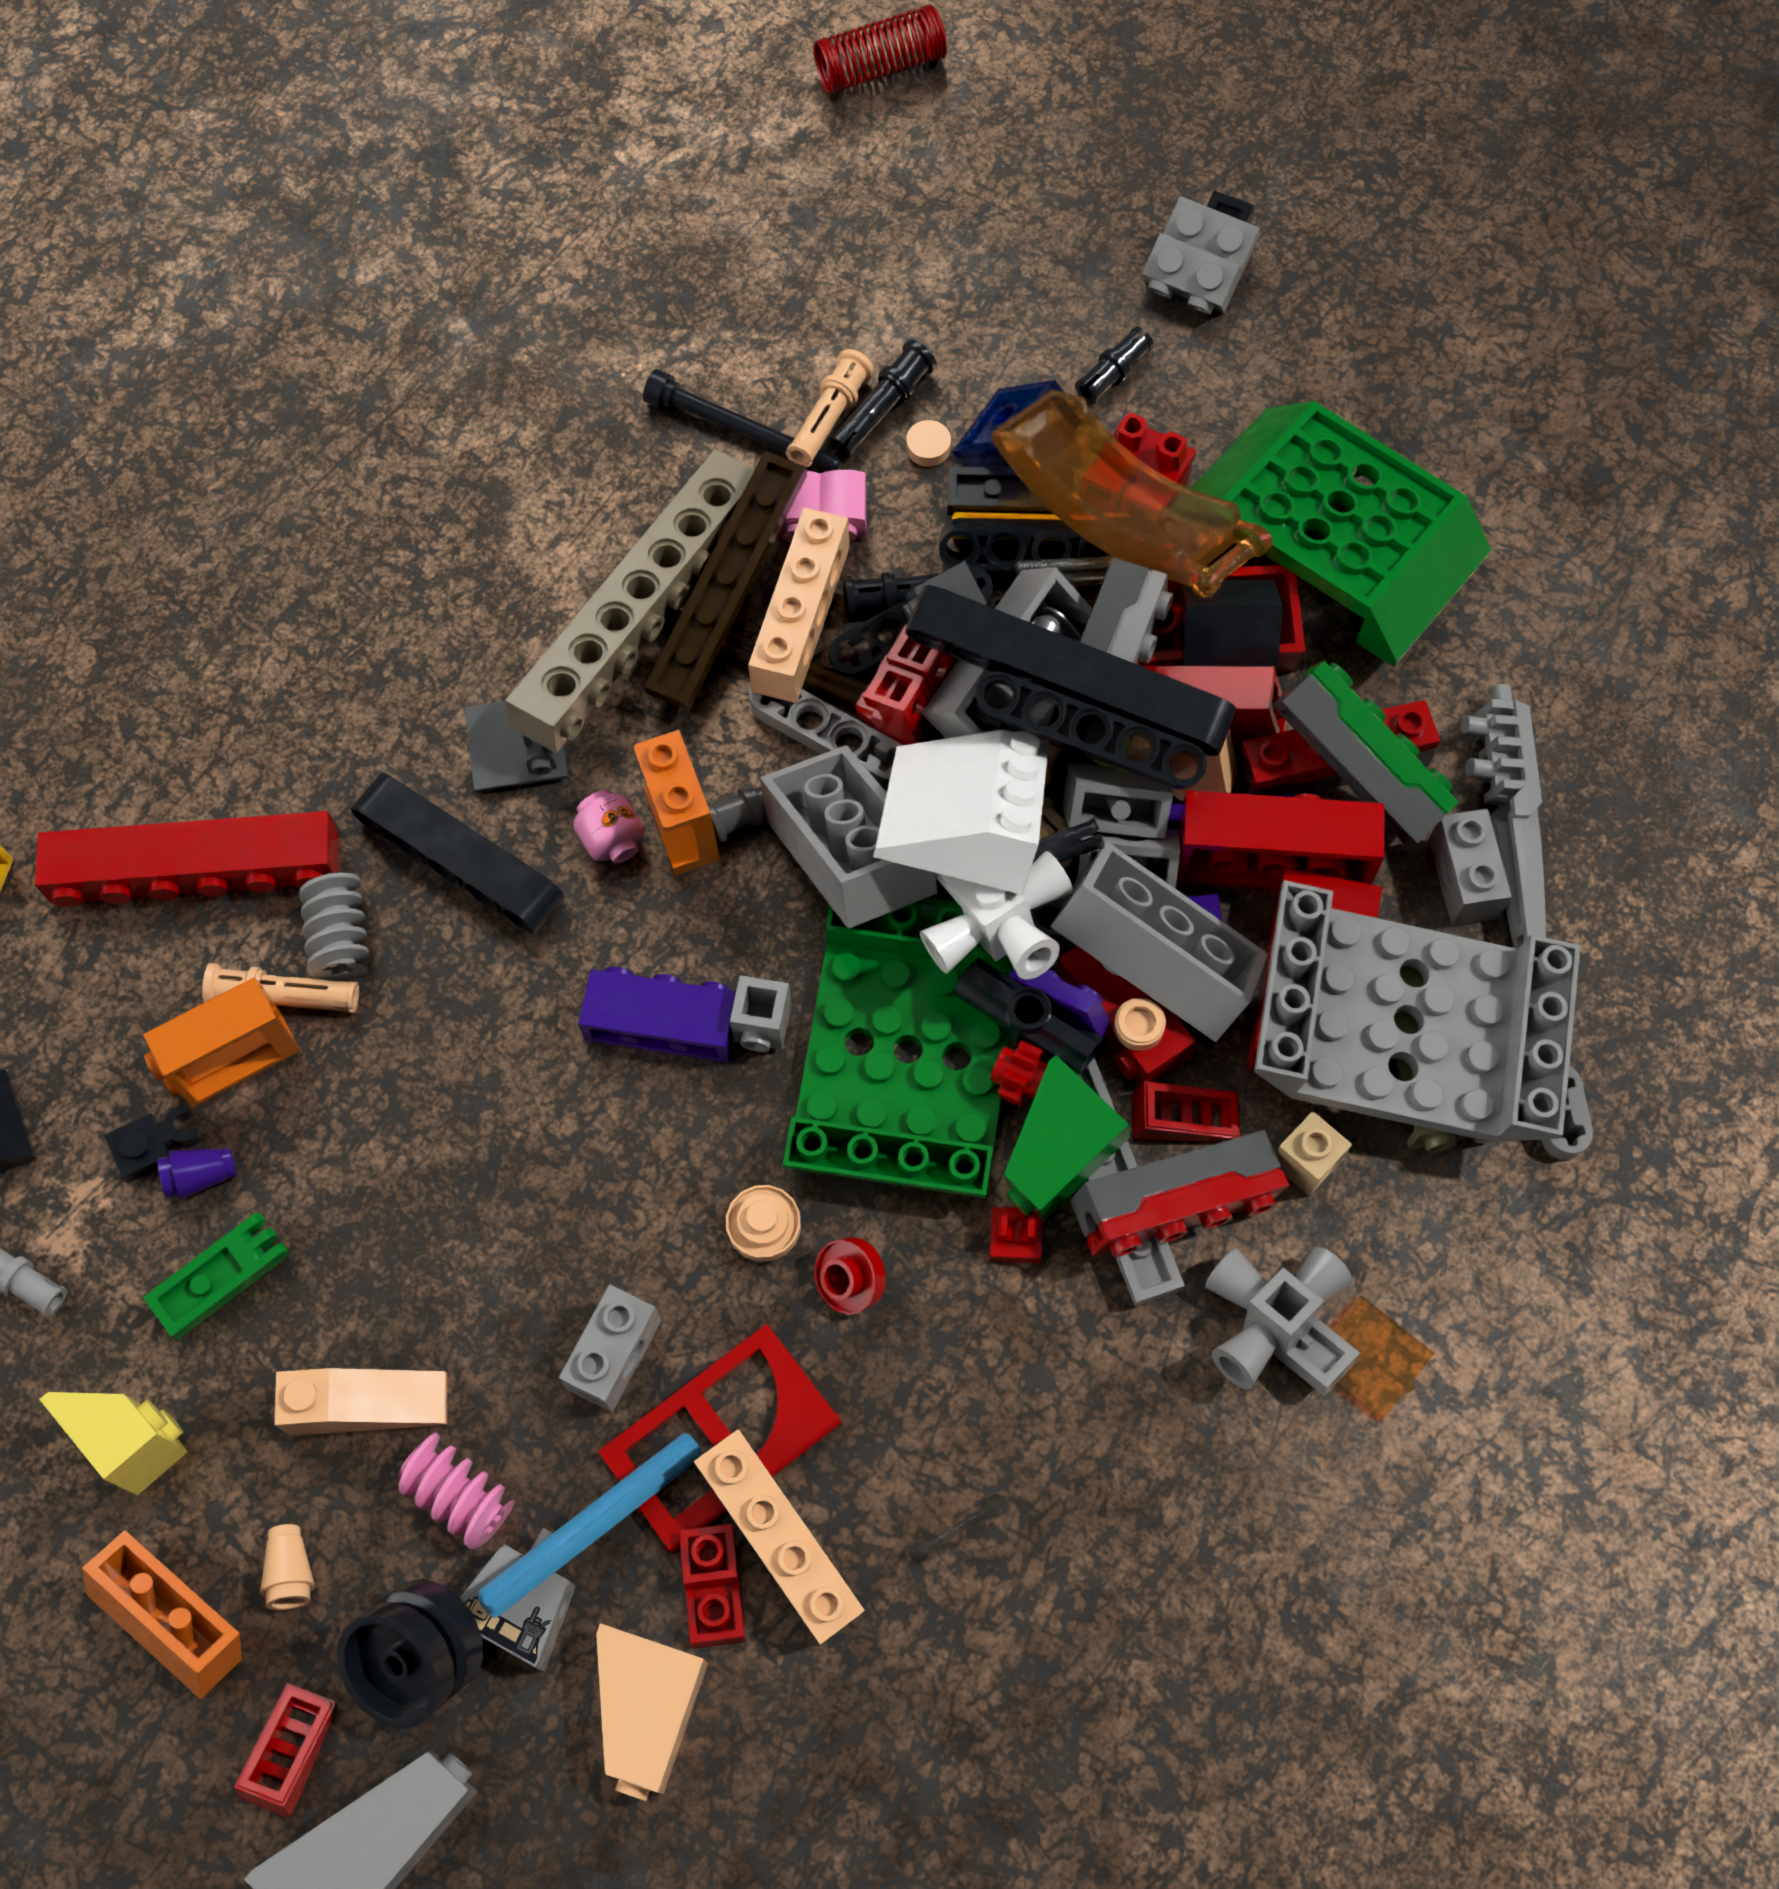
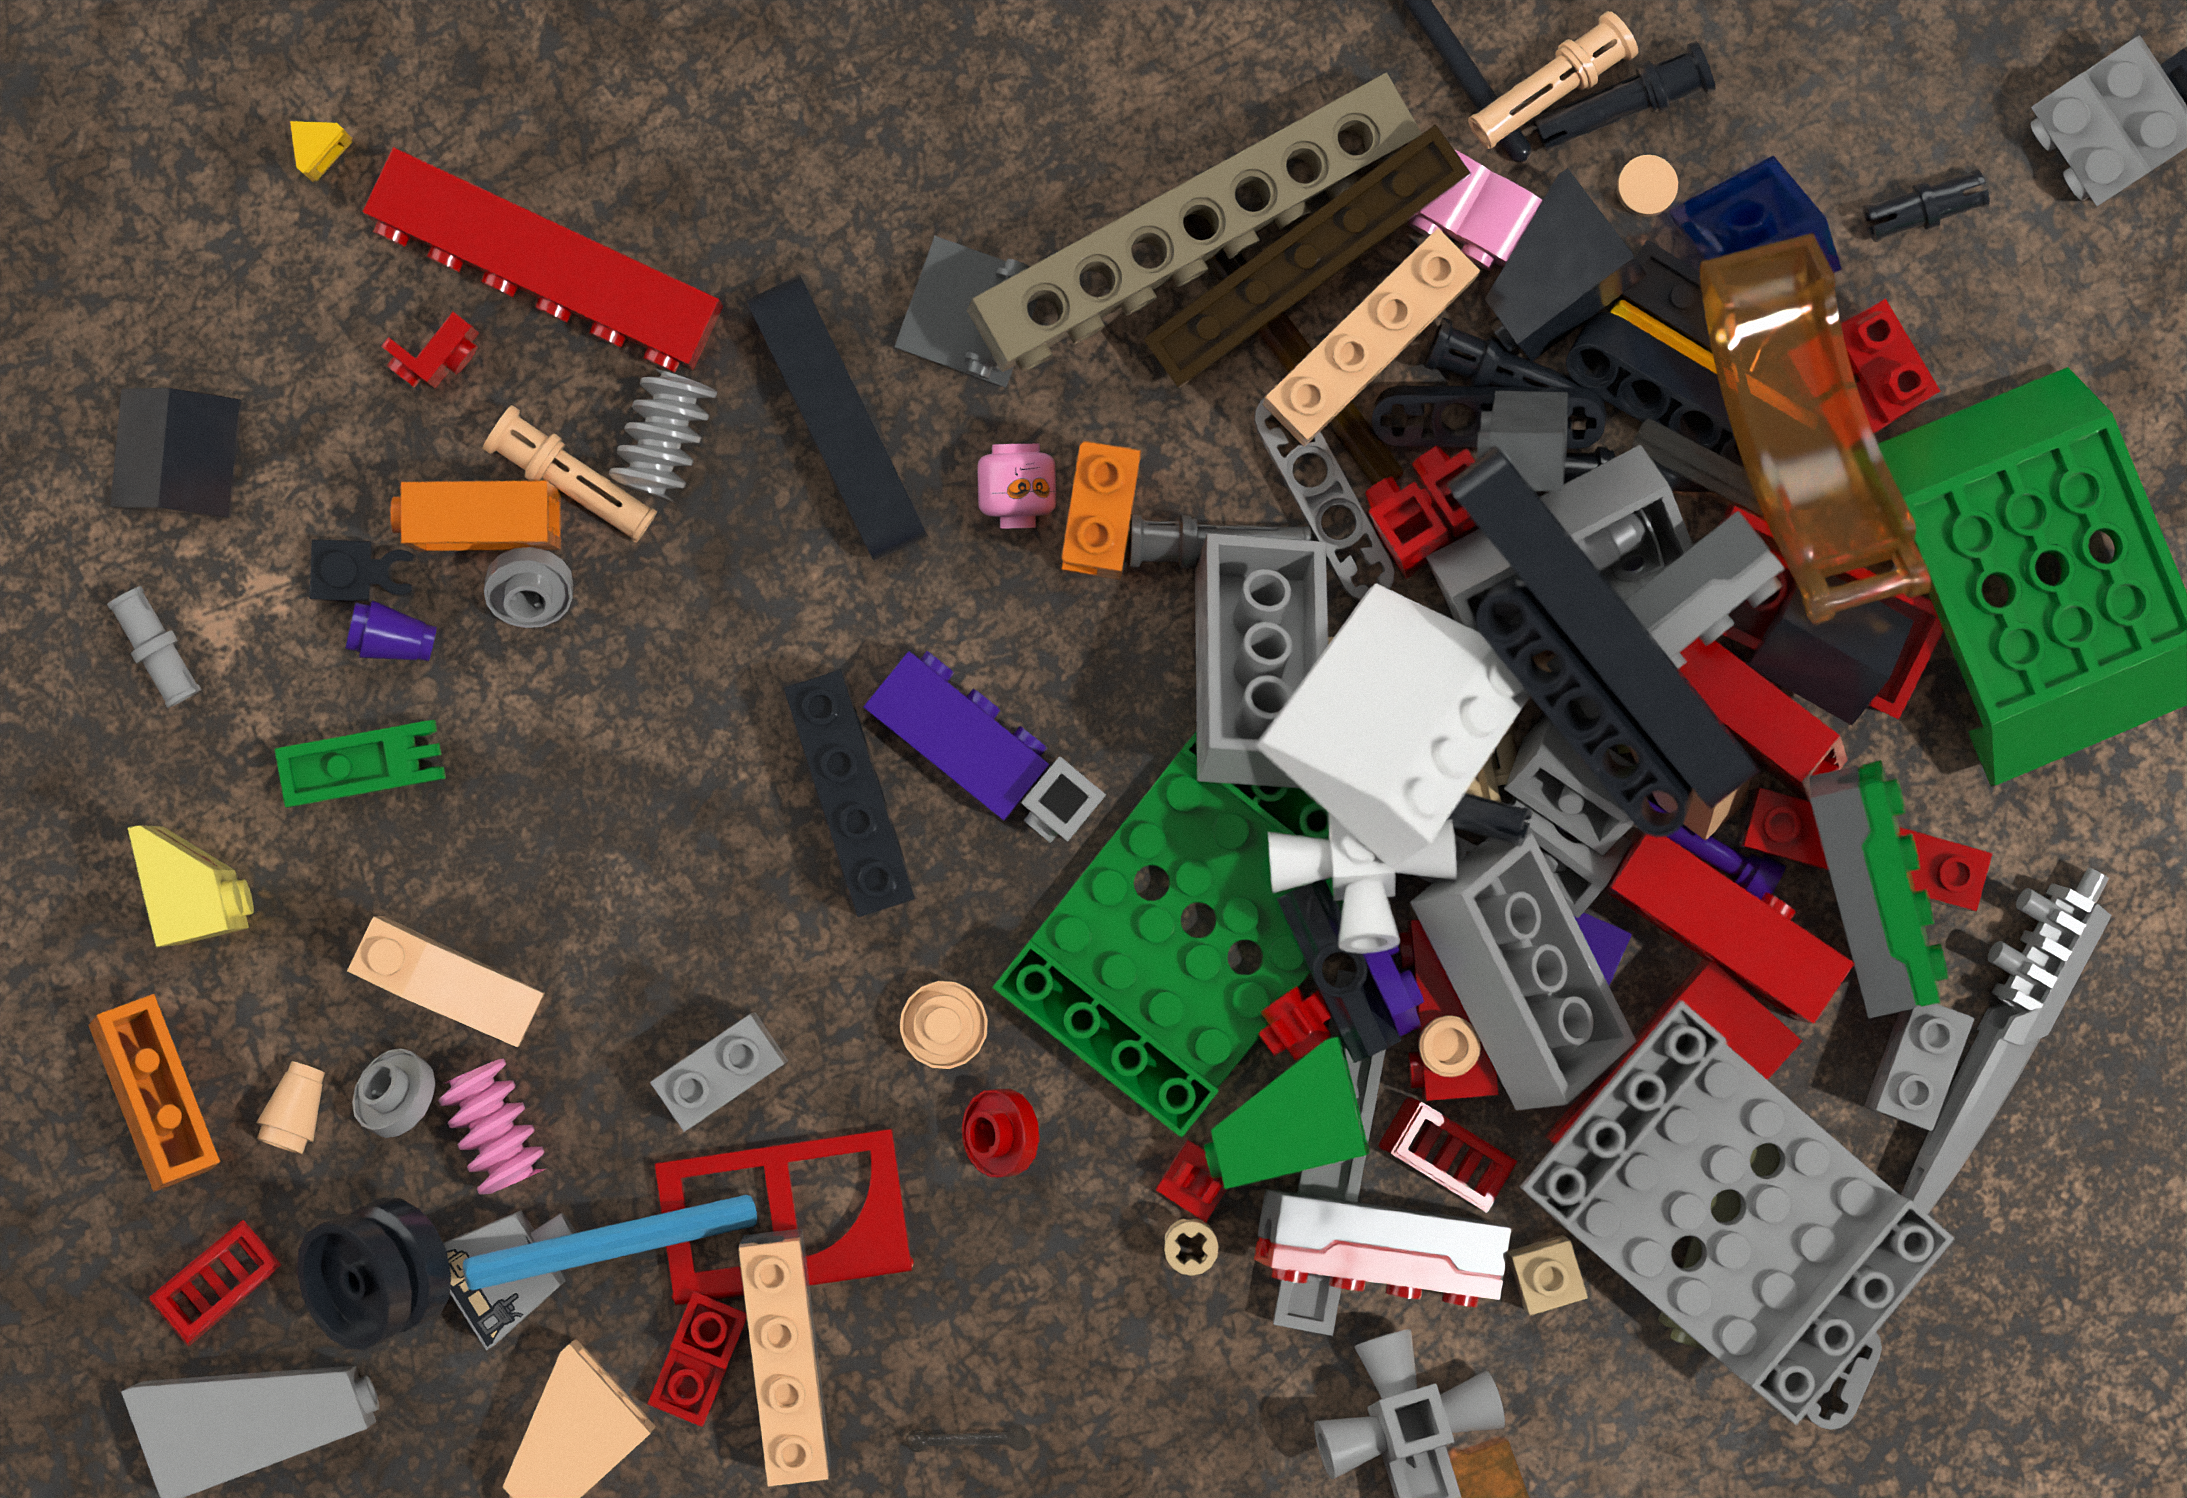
camera: 25 degrees right, 20 degrees up
(143, 955) = (447, 350): none -> red bracket
(285, 1079) = (528, 587): none -> light grey plate
(361, 1507) = (393, 1093): none -> light grey plate
(603, 1095) = (850, 793): none -> black brick
(904, 508) = (1560, 271): none -> black slope
(1055, 1279) = (1191, 1264): none -> tan bush

